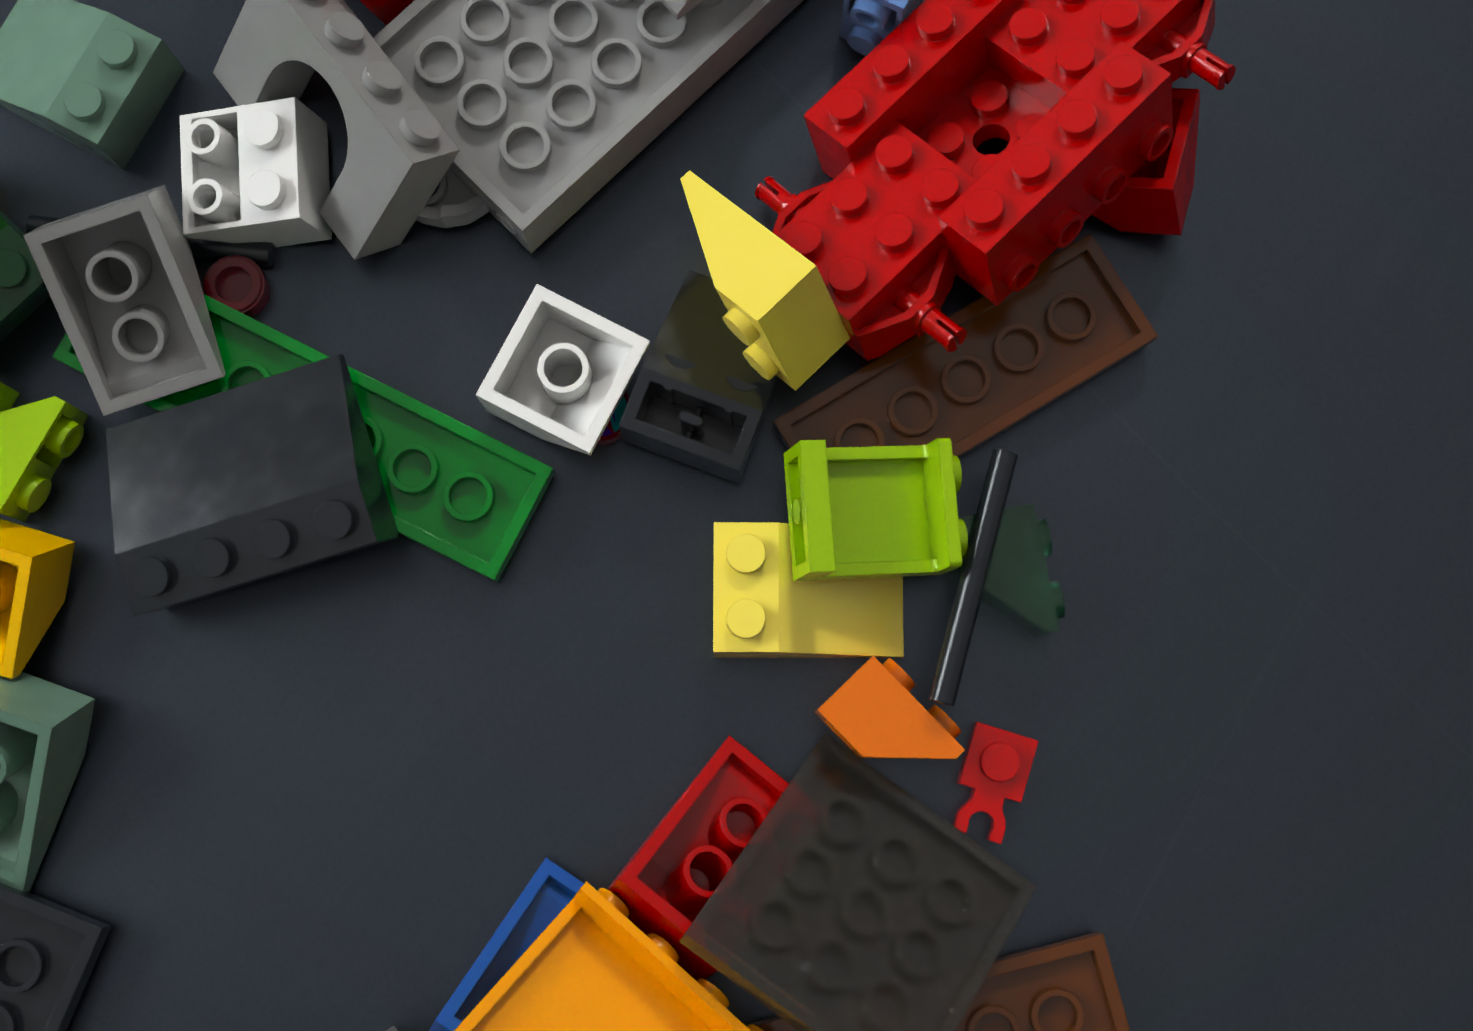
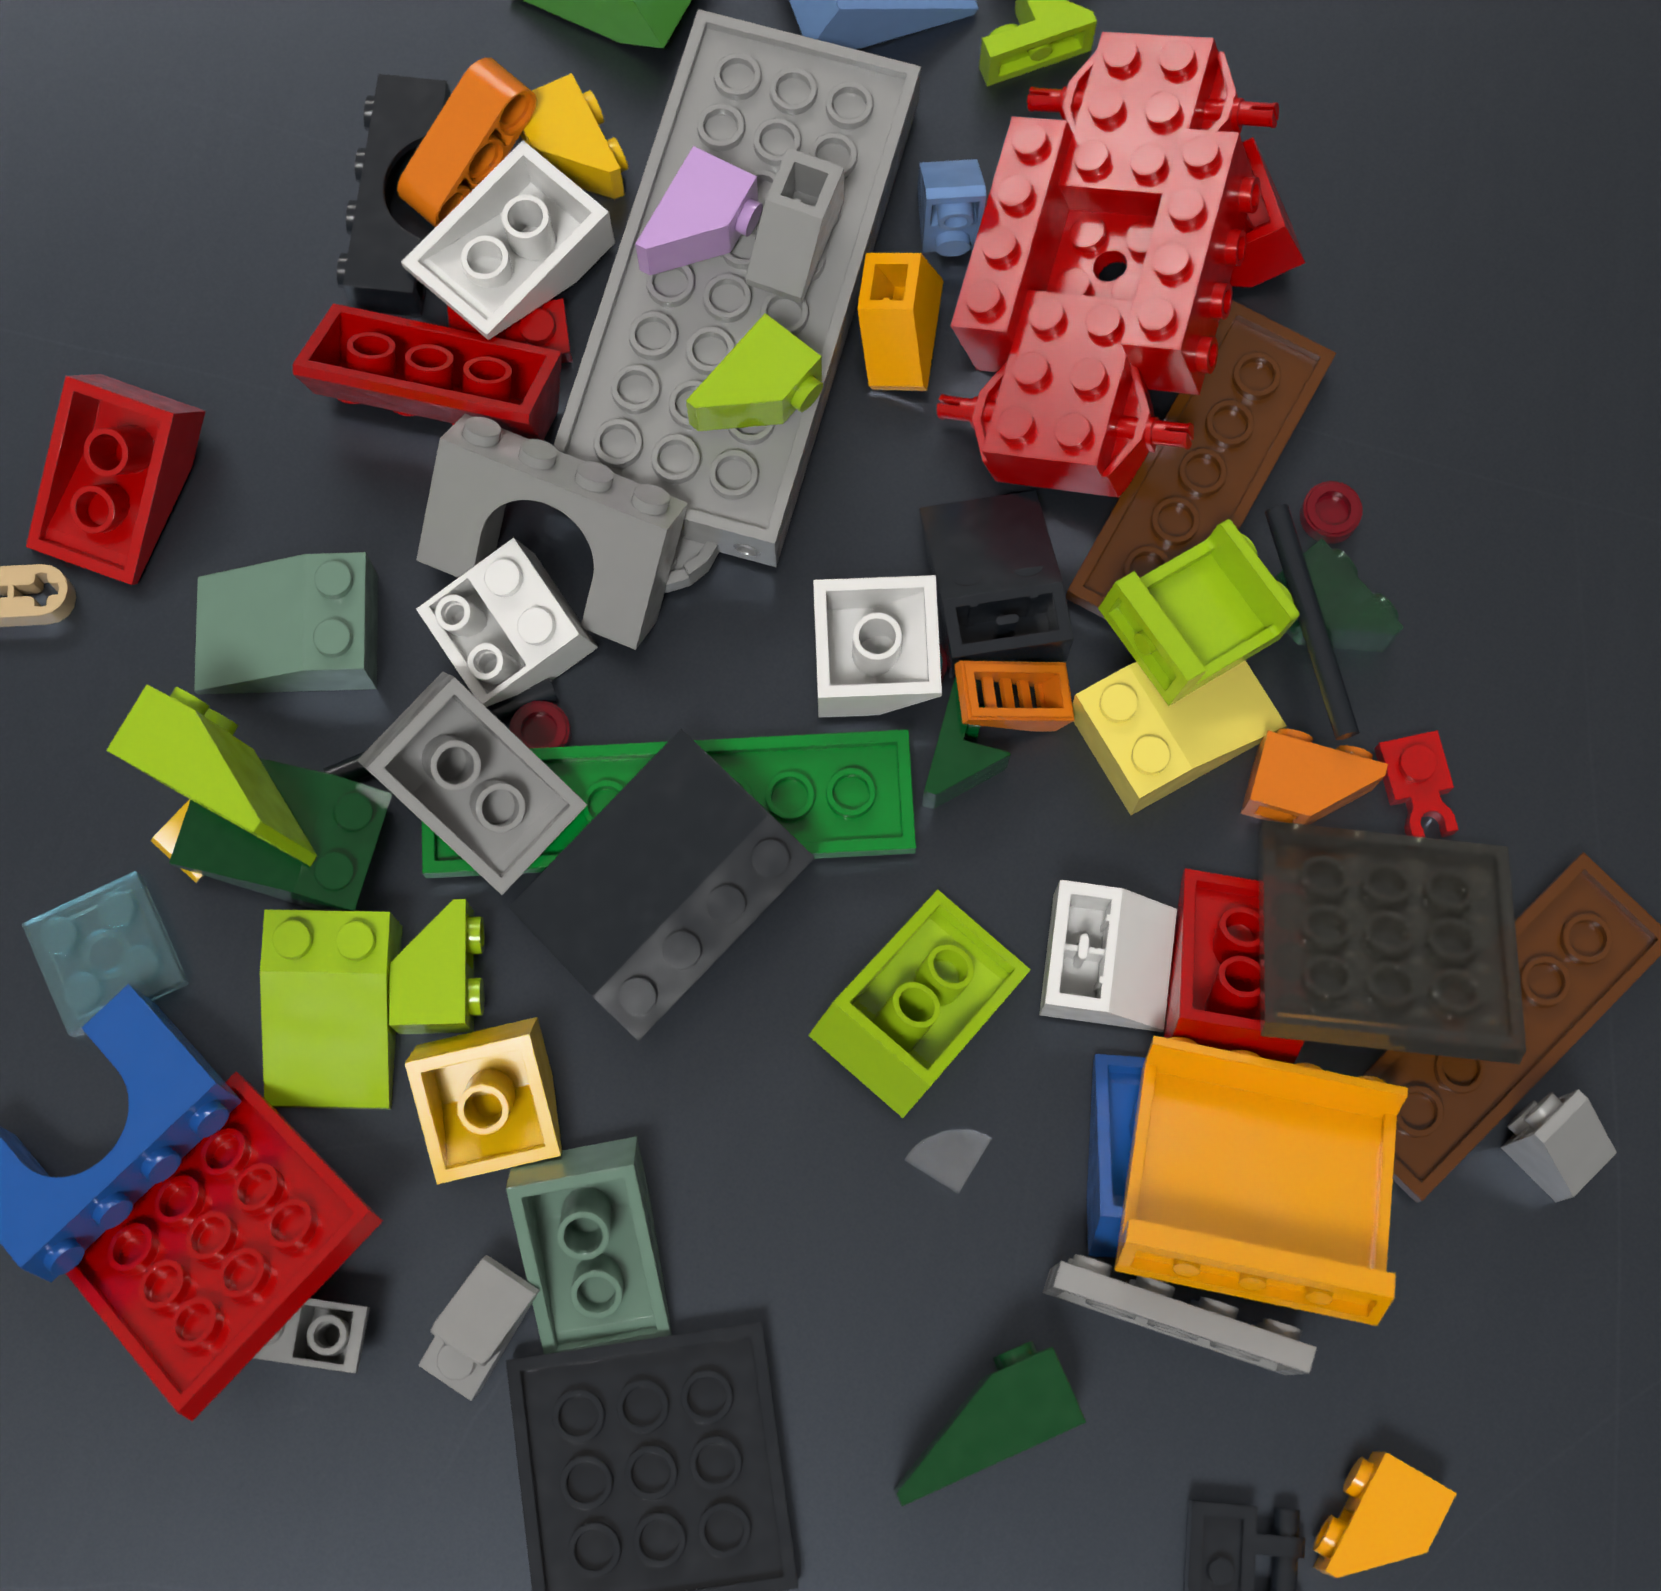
camera: 30 degrees left, 5 degrees down
(363, 873) = (949, 1156): none -> clear tile
(415, 720) = (918, 1003): none -> lime slope
(575, 521) = (957, 762): none -> dark green slope
(587, 70) = (758, 381): none -> lime slope
(603, 780) = (1108, 957): none -> white slope
(704, 504) = (1050, 686): none -> orange slope
(768, 287) = (1009, 475): light yellow slope -> none
(770, 84) = (898, 319): none -> light orange slope
(1066, 481) = (1331, 512): none -> dark red tile

